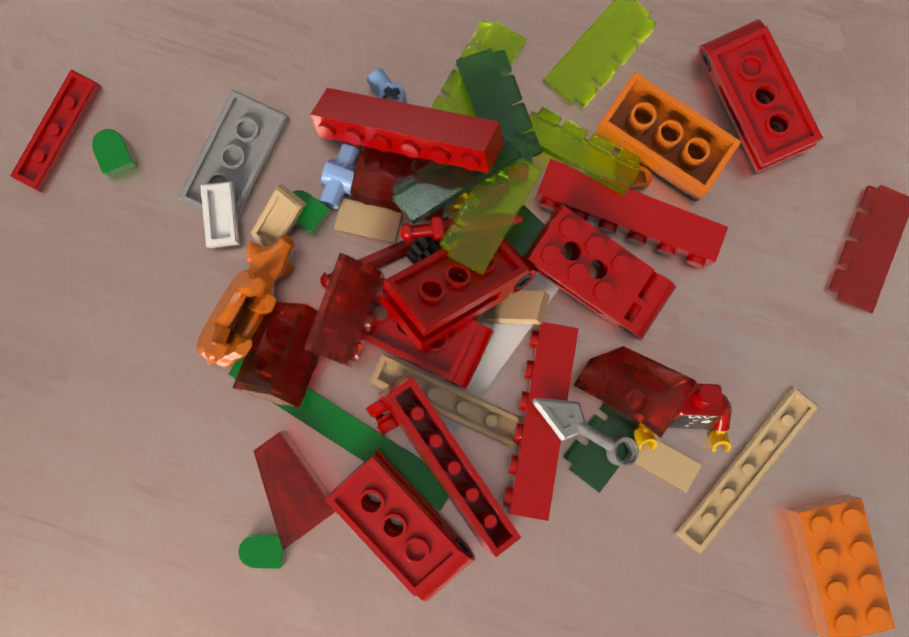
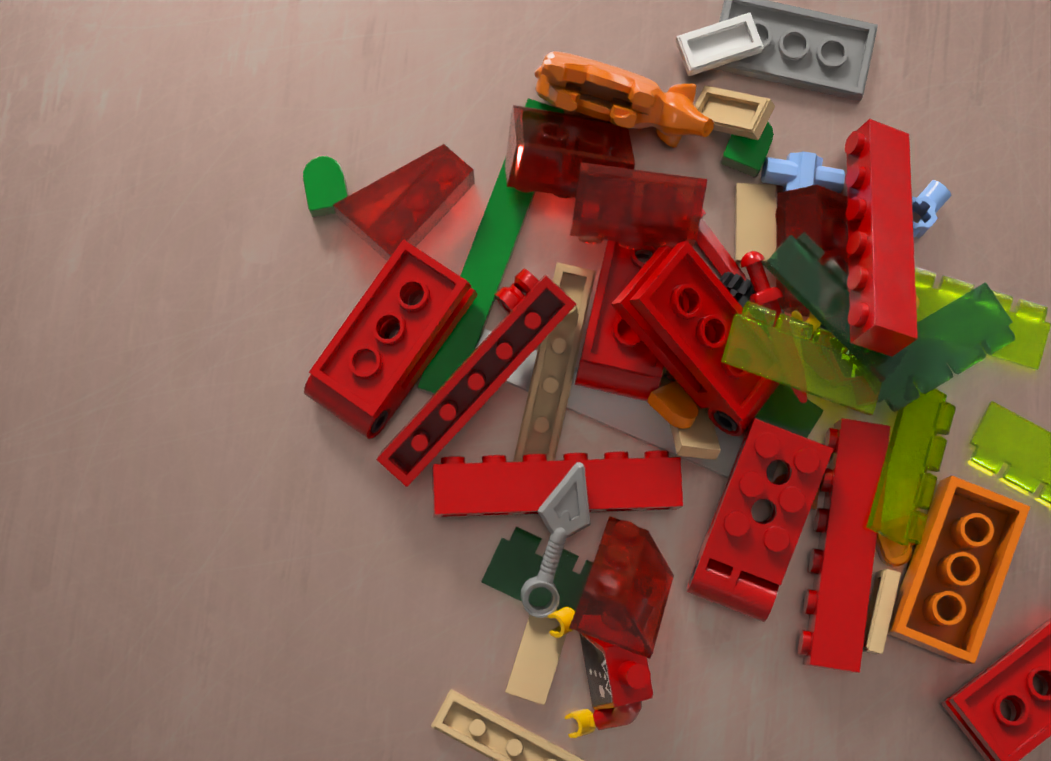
camera: 75 degrees right, 5 degrees down
(502, 317) = (674, 405): none -> orange tile
(683, 199) = (880, 610): none -> tan tile

